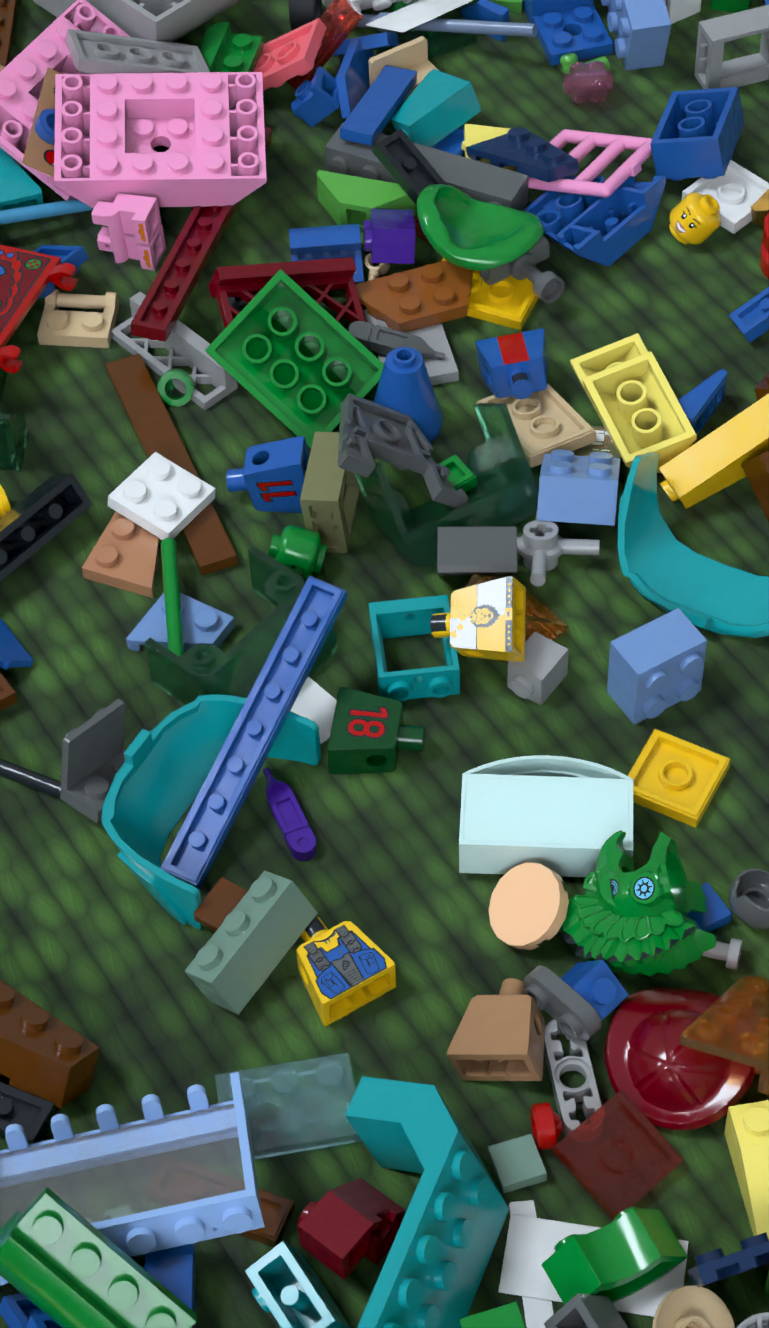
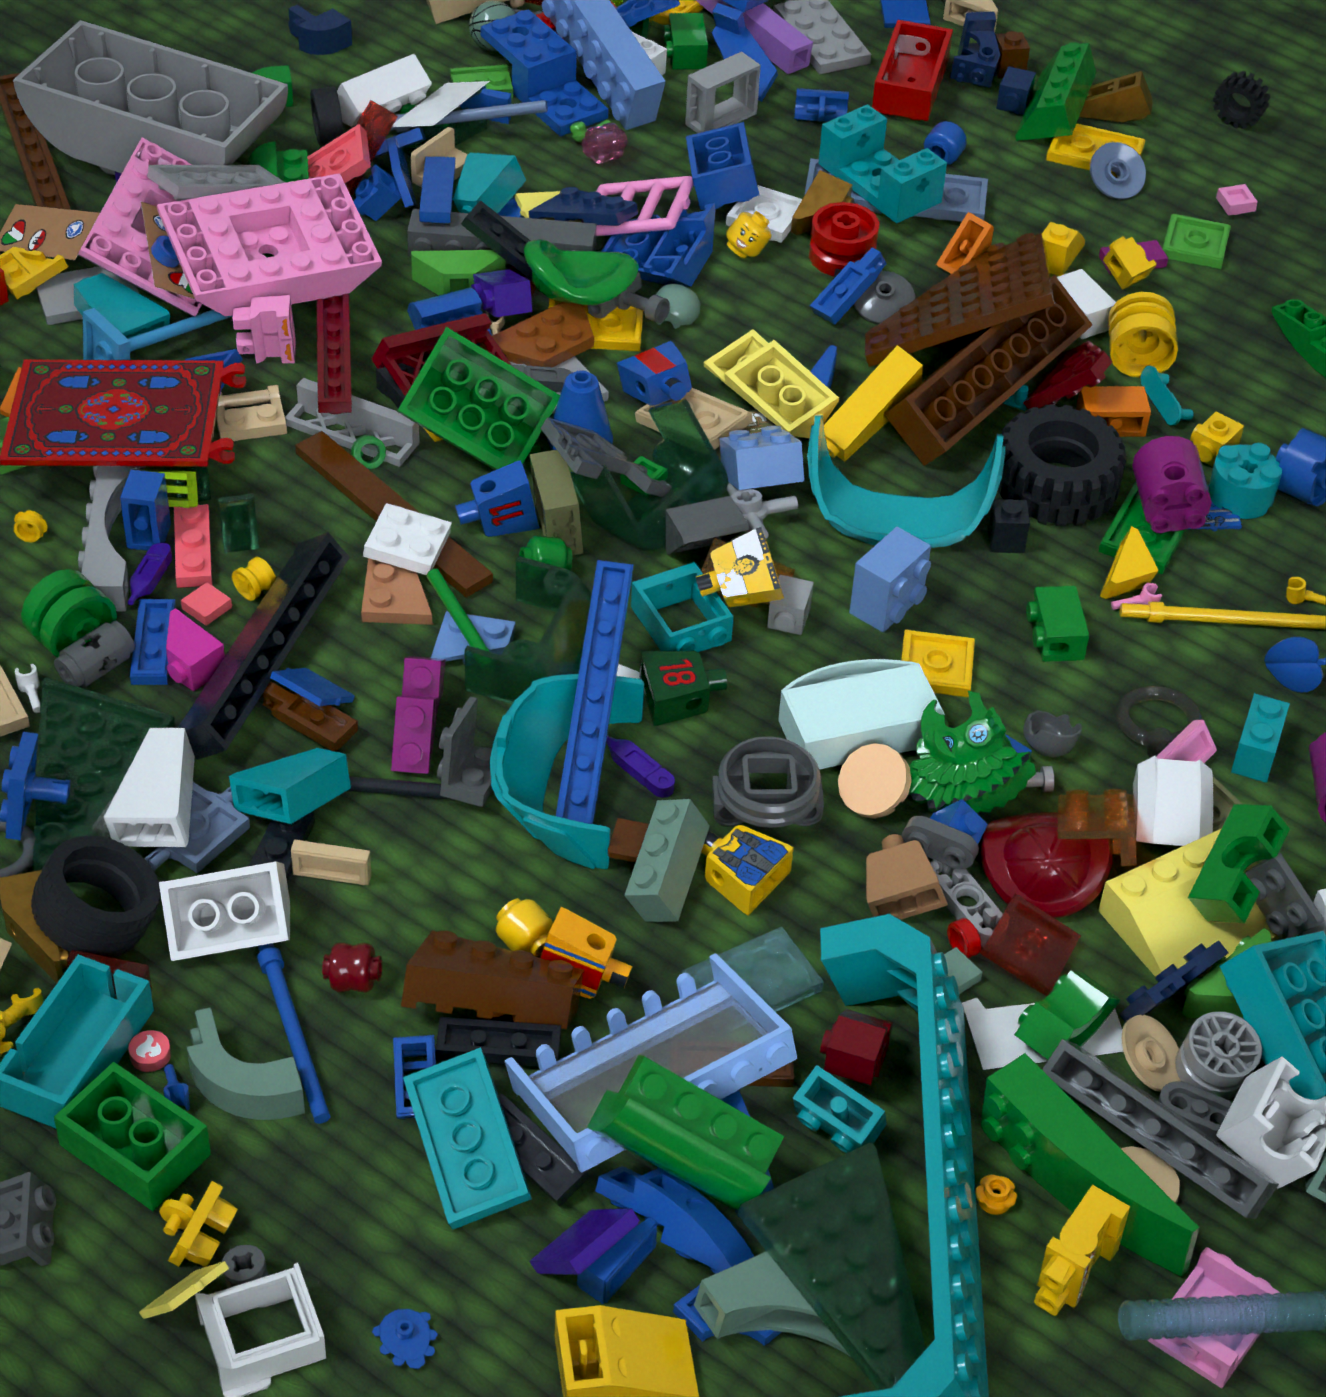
camera: 25 degrees left, 5 degrees down
(71, 977) = (523, 926): none -> yellow head
(74, 698) = (417, 714): none -> magenta arch
(111, 1024) = (585, 948): none -> light orange torso
(391, 912) = (797, 804): none -> dark grey piece
(584, 285) = (683, 304): none -> sand green hair

